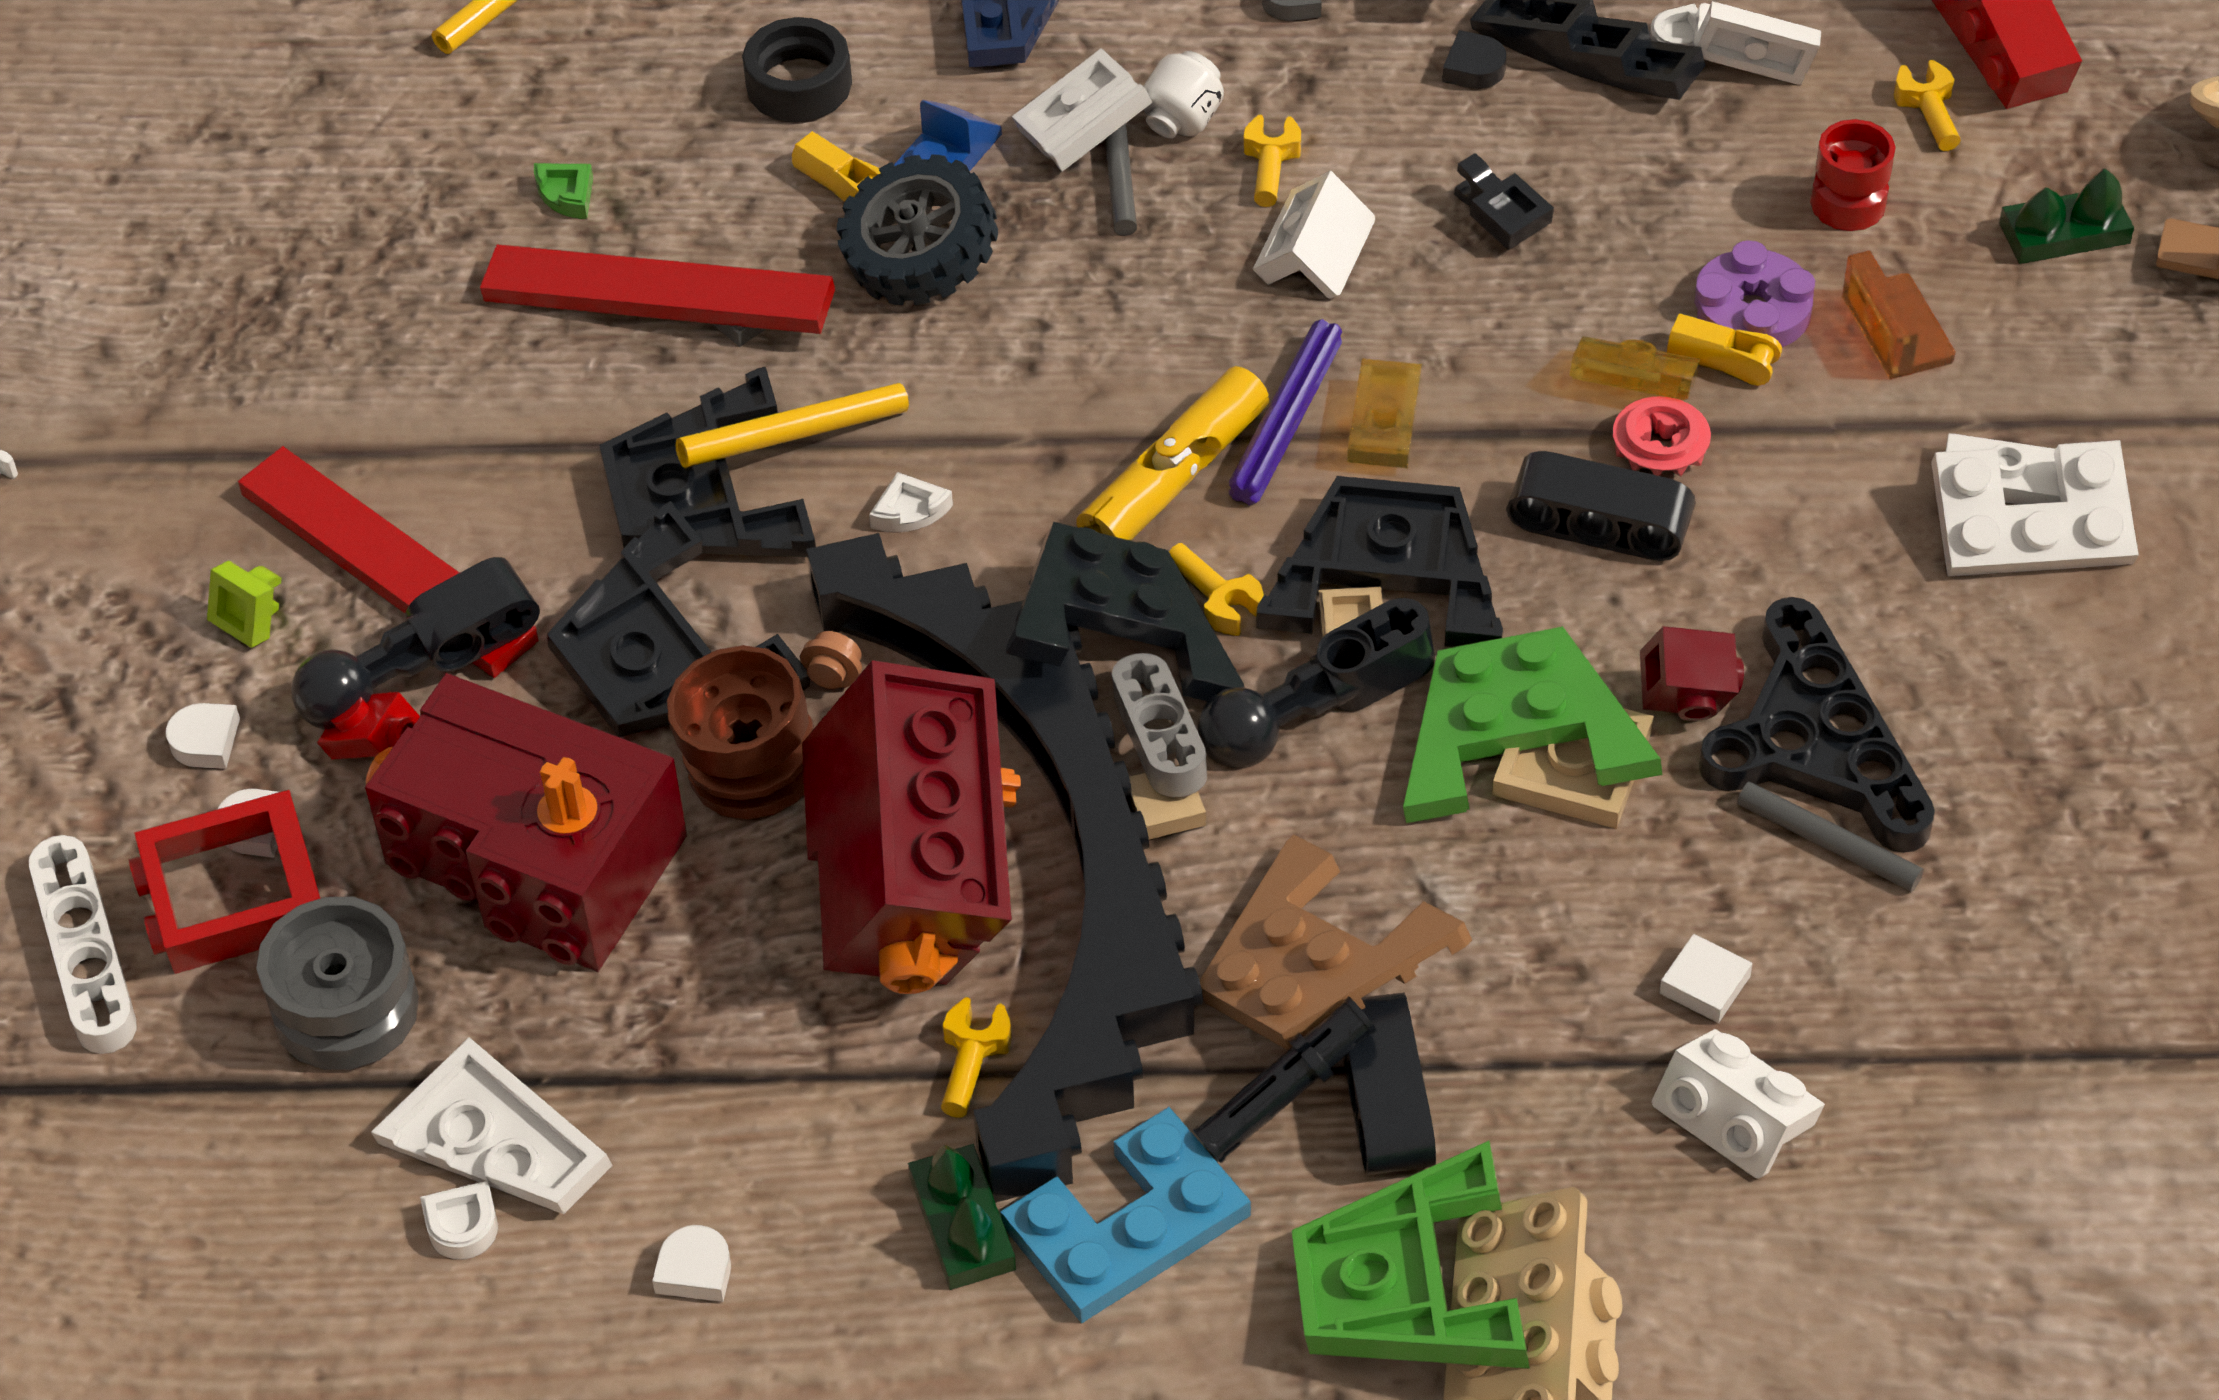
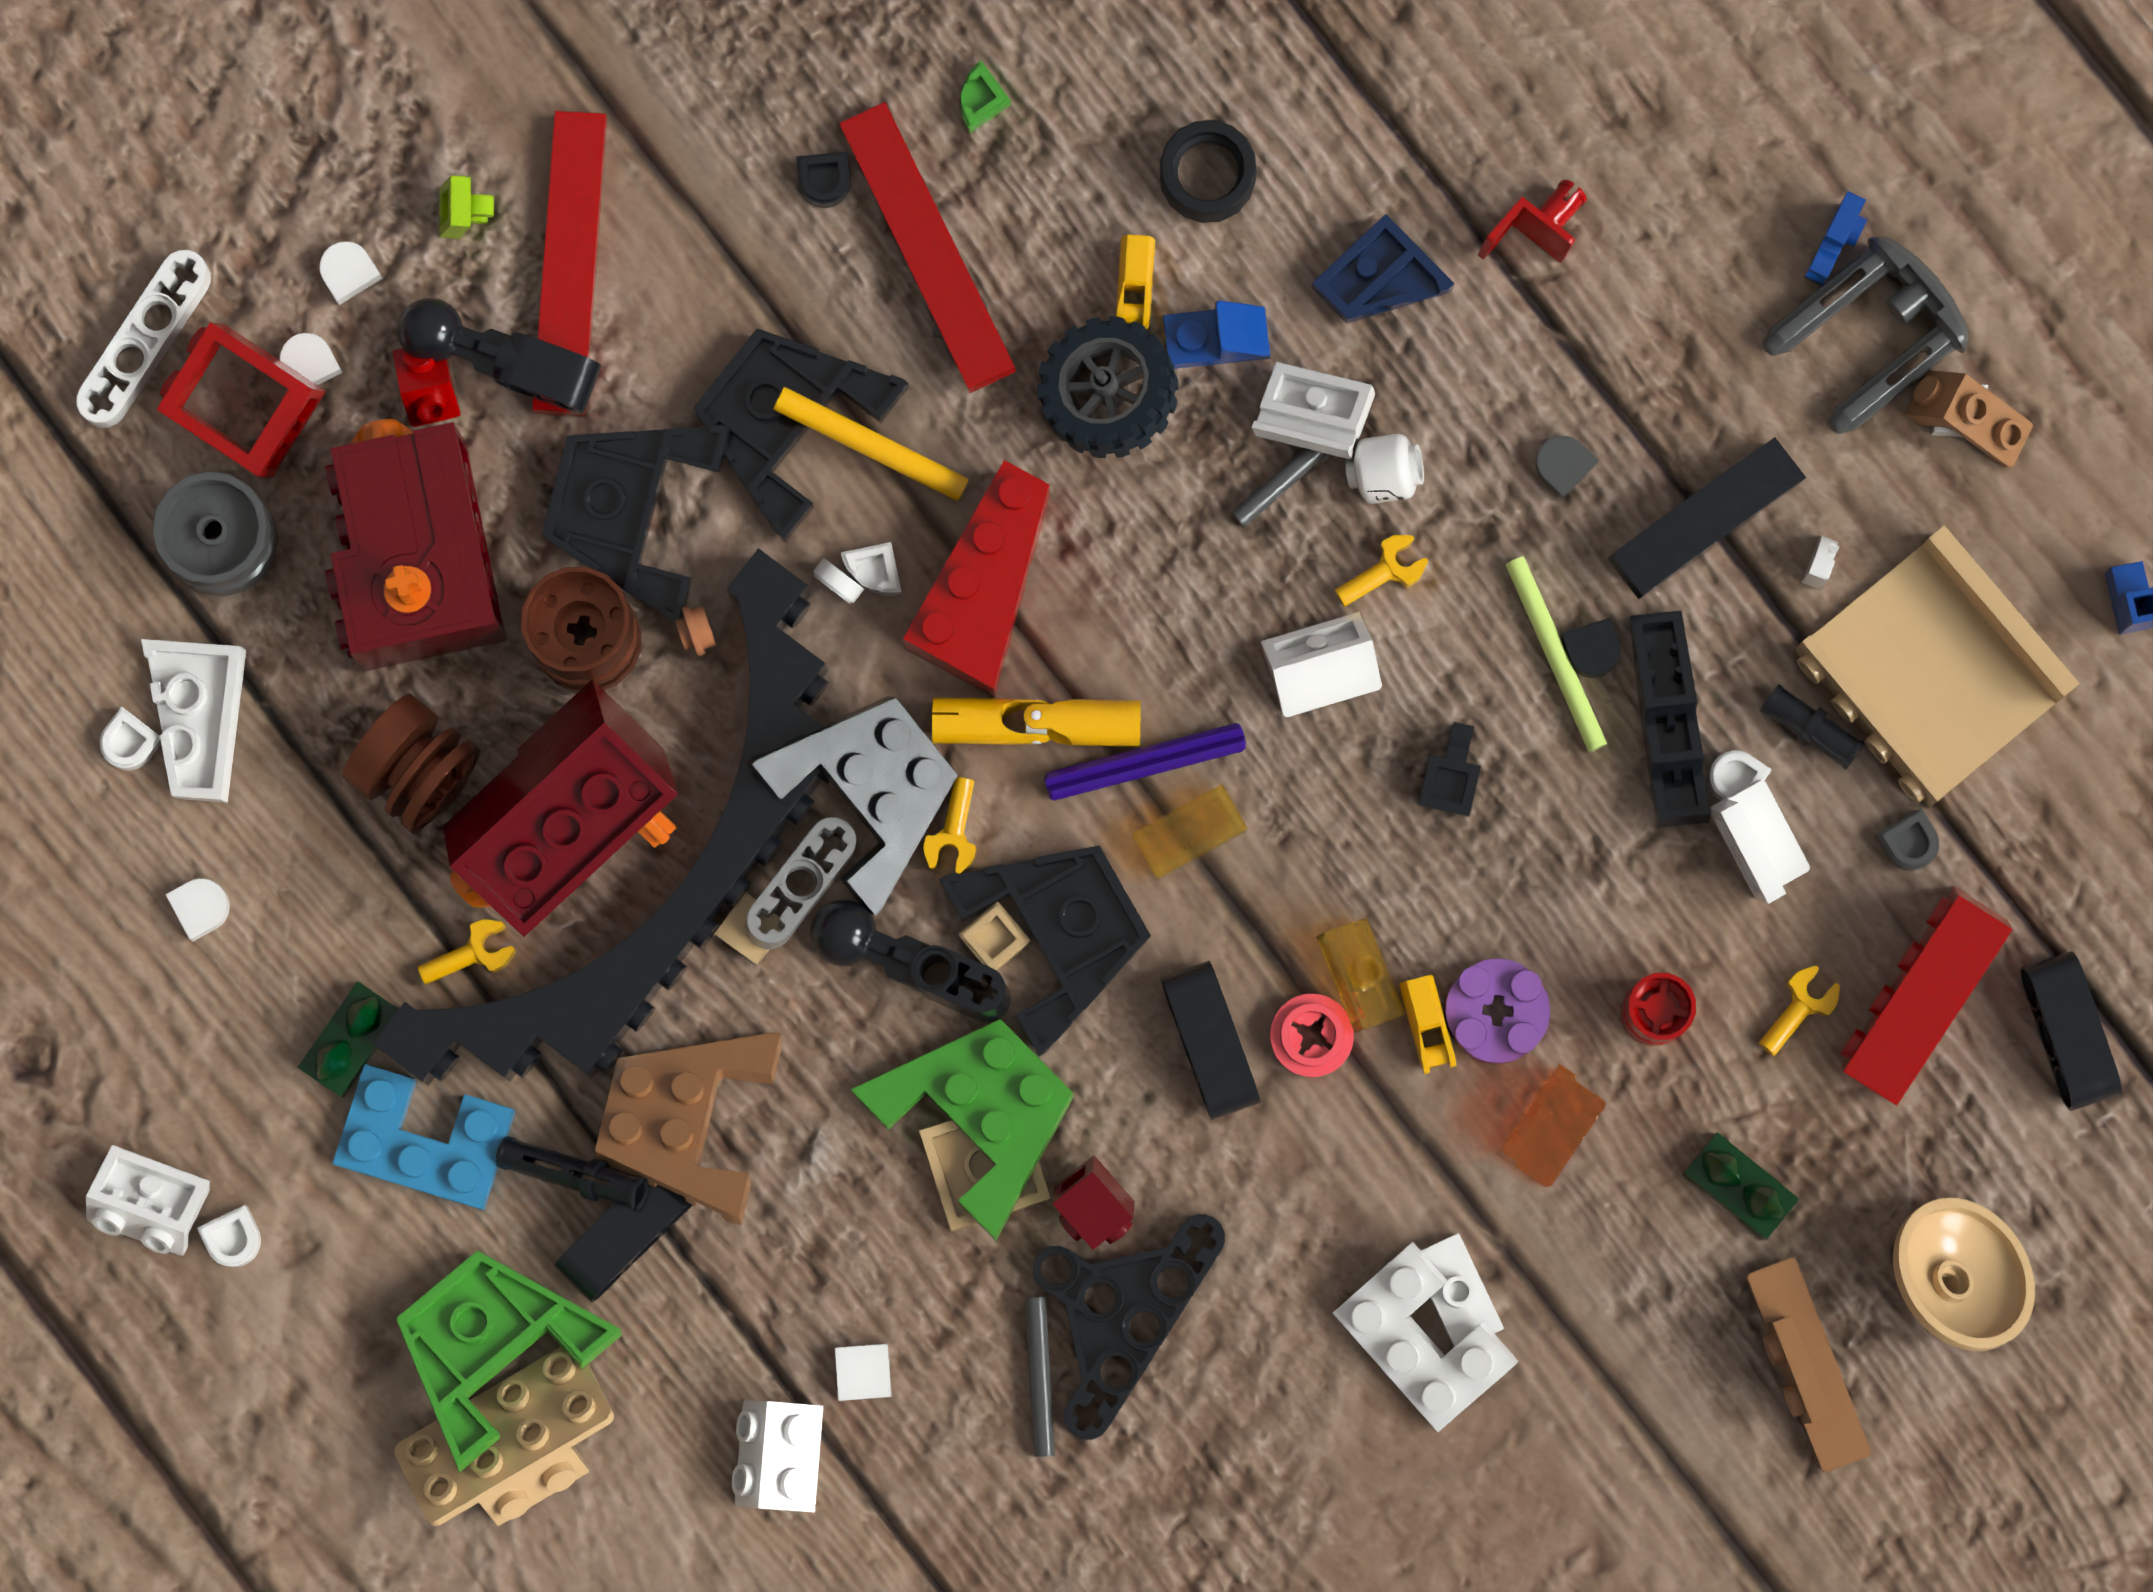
camera: 50 degrees right, 30 degrees up
(514, 334) = (824, 178): none -> black tile
(737, 950) = (420, 770): none -> copper wheel
(898, 523) = (837, 581): none -> white tile
(1010, 421) = (978, 593): none -> red wedge
(1457, 87) = (1556, 654): none -> yellowish green bar

